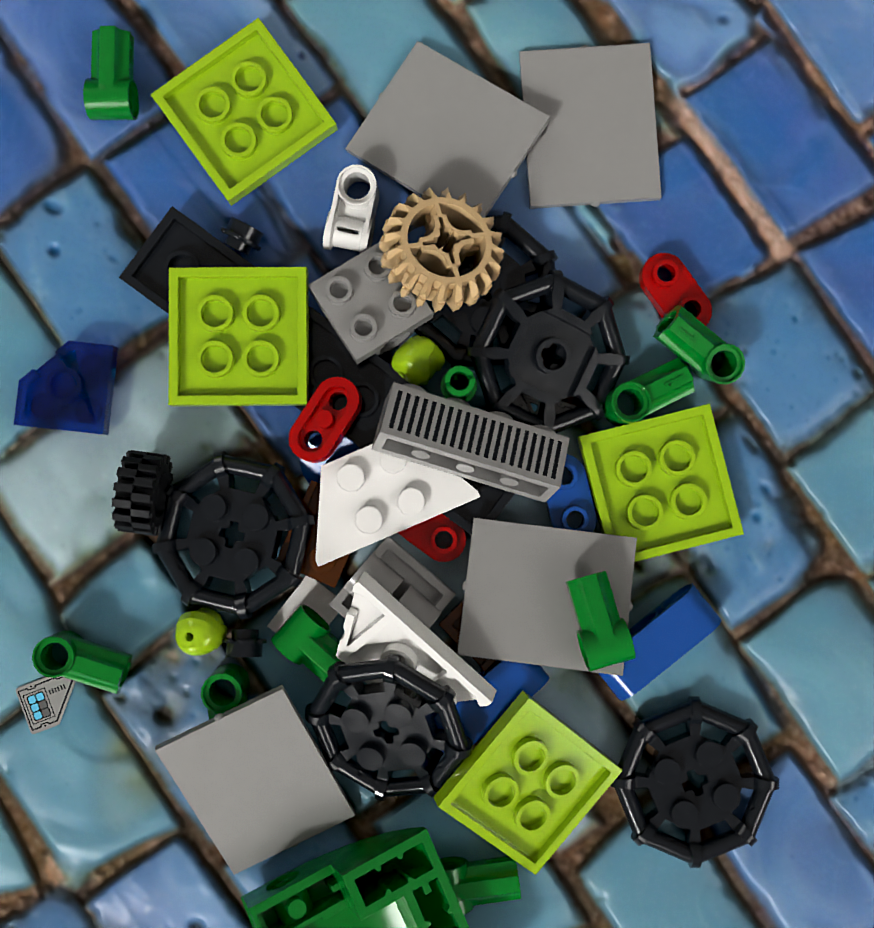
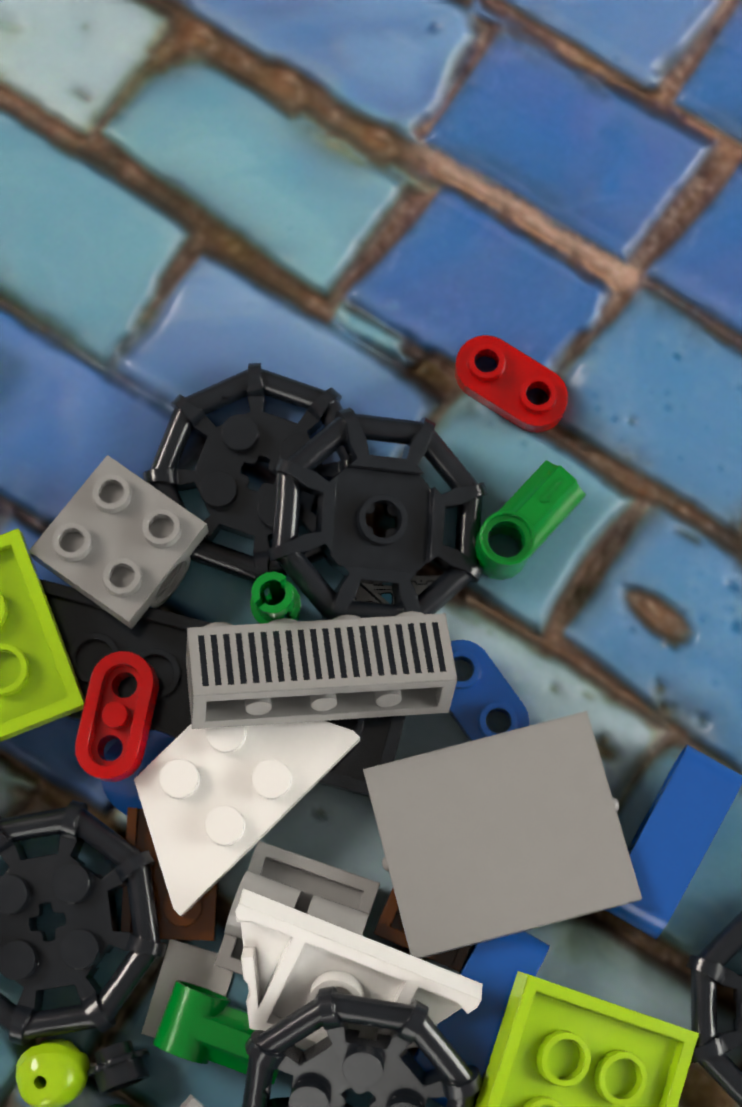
camera: 20 degrees left, 10 degrees down
(351, 220) = (54, 449): white piece -> none
(418, 360) = (209, 592): lime piece -> none
(424, 536) = (306, 824): red plate -> none
(429, 270) = (180, 461): tan gear -> none
(447, 130) = (139, 297): light grey piece -> none
(599, 127) = (317, 219): light grey piece -> none
(602, 633) = (589, 850): green piece -> none
(662, 482) = (592, 628): lime plate -> none
(697, 345) = (563, 435): green piece -> none

